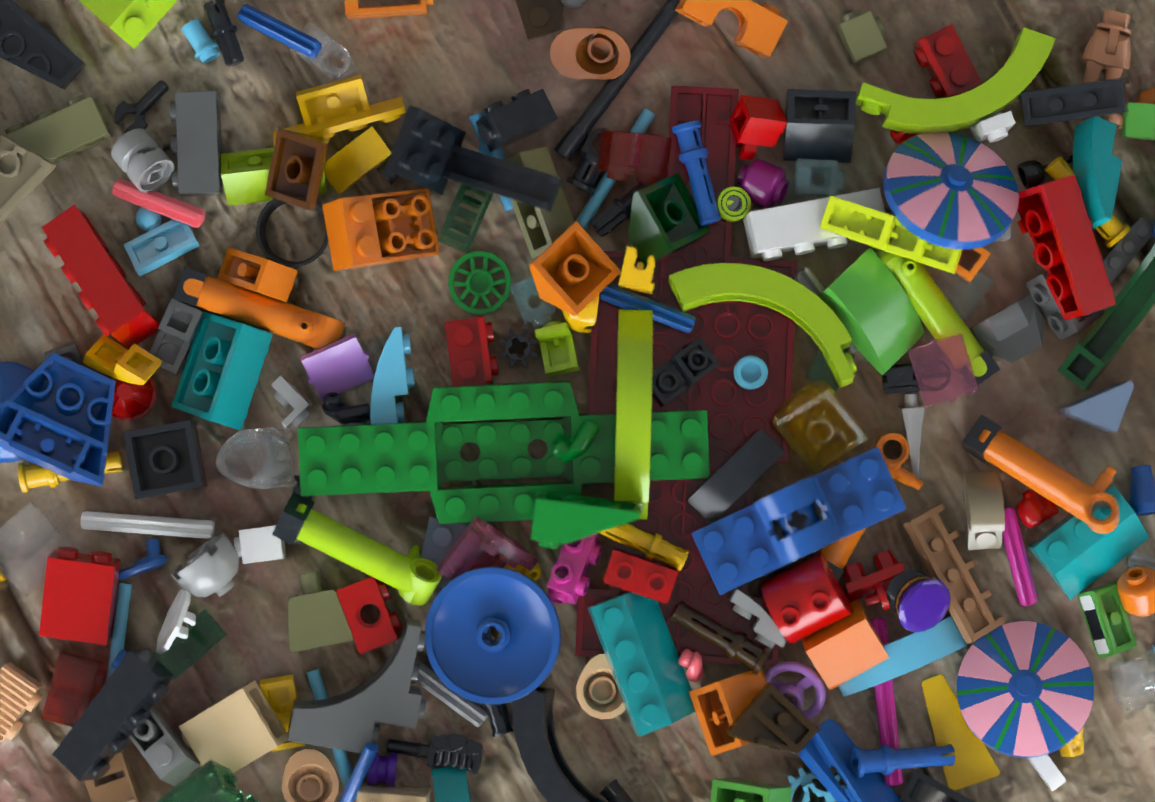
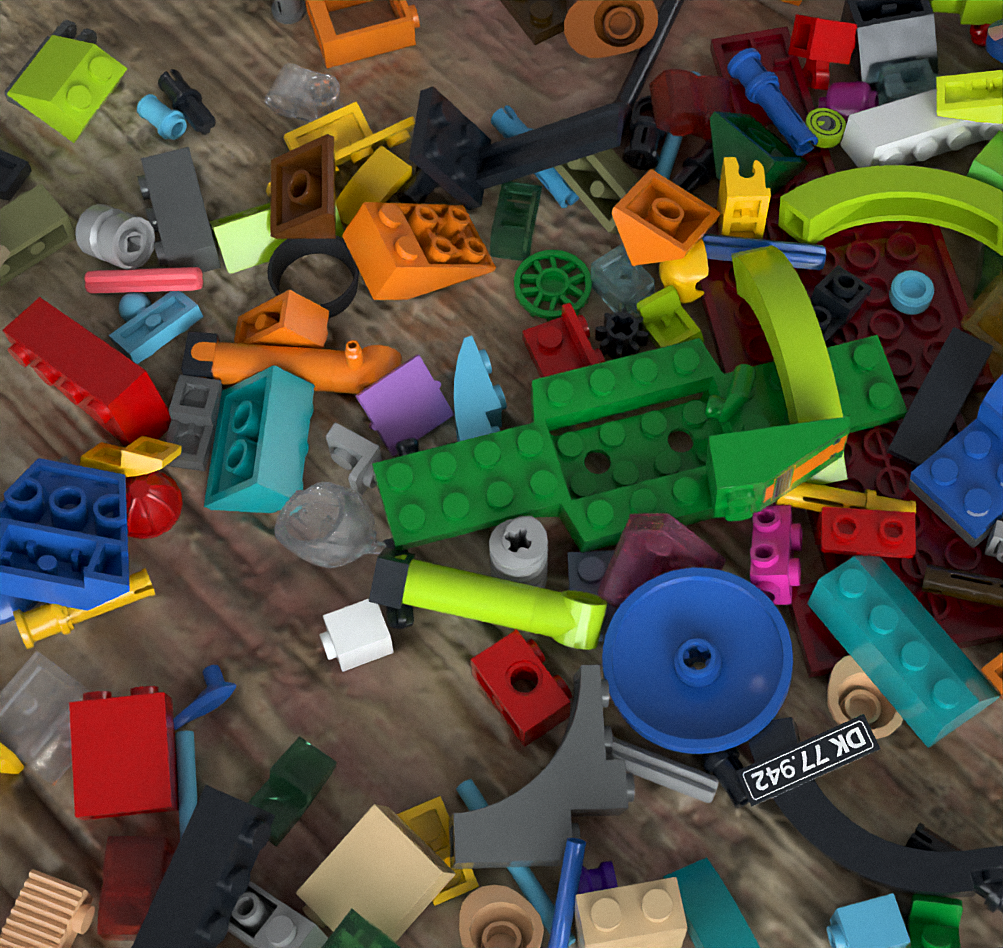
camera: 15 degrees left, 25 degrees down
(140, 107) = (107, 194): black bar -> none
(147, 524) = (200, 651): white axle -> none
(165, 459) = (208, 556): black brick -> none
(172, 624) = (260, 750): white piece -> none
(209, 568) = (293, 675): light grey cylinder -> none
(279, 31) = (251, 78): blue axle -> none
(316, 616) = (455, 708): olive torso -> none
(375, 522) = (520, 551): none -> light grey piece
(448, 751) = (671, 843): black piece -> none
(516, 120) = (546, 99): black brick -> none
(546, 727) = (808, 760): none -> black sticker
(693, 663) = (972, 635): coral arm -> none

